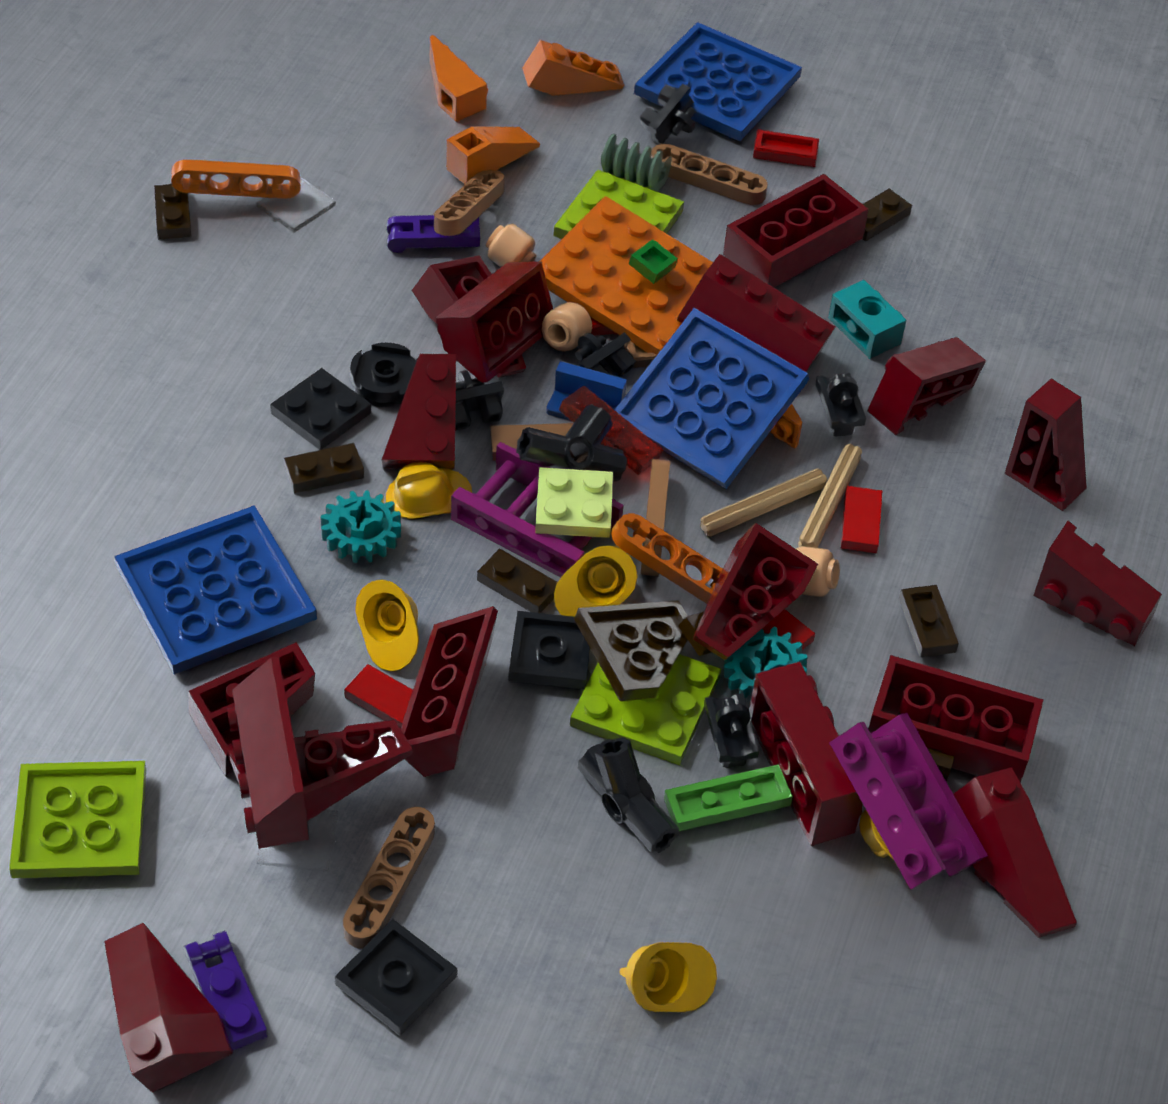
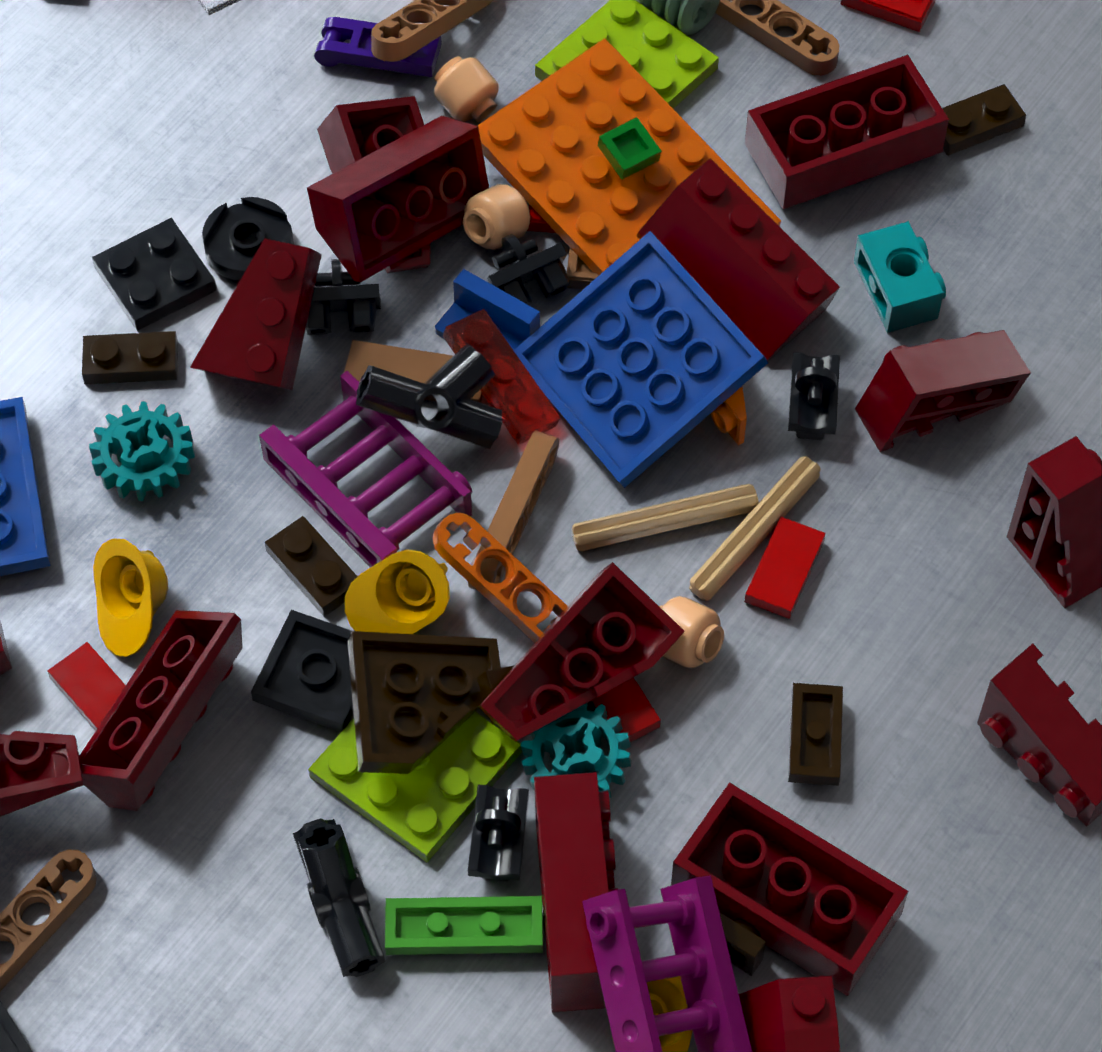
camera: 20 degrees right, 10 degrees up
(424, 490) = (238, 411): yellow piece -> none
(574, 502) = (405, 477): yellowish green plate -> none

